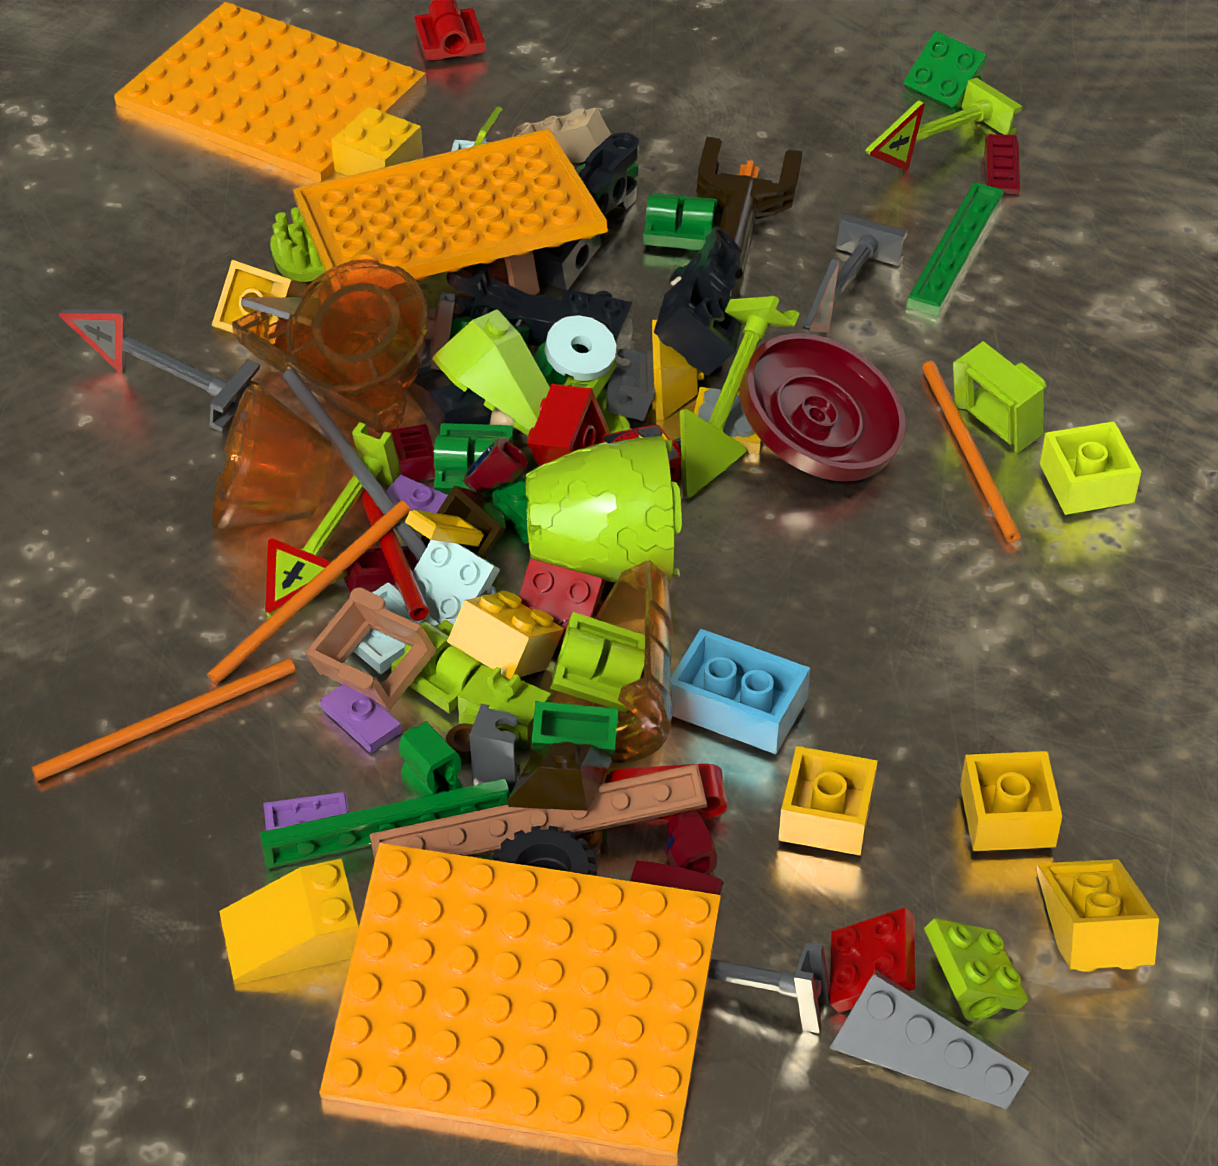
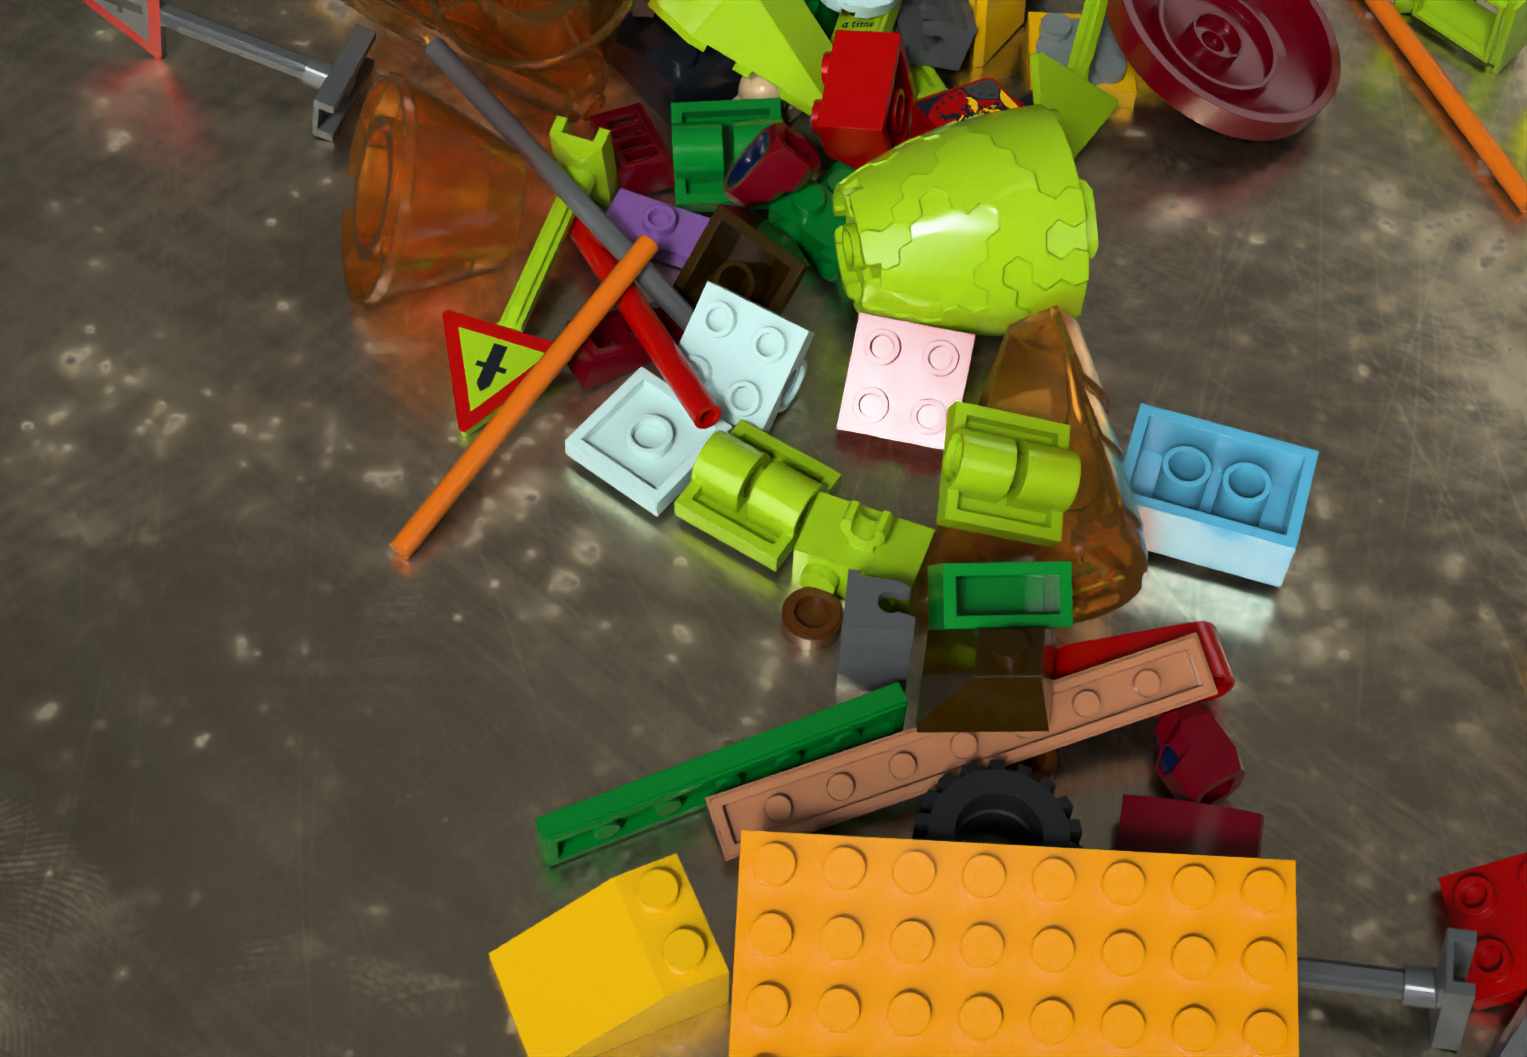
camera: 10 degrees left, 10 degrees up
(162, 719) = (331, 631): orange piece -> none
(304, 809) = (592, 768): medium lavender plate -> none
(346, 631) = (601, 454): nougat piece -> none
(361, 717) = (642, 590): medium lavender plate -> none
(429, 762) = (777, 671): green brick -> none
(444, 528) = (721, 276): yellow tile -> none
(506, 634) = (846, 439): yellow brick -> none
(827, 800) = (1390, 663): yellow brick -> none

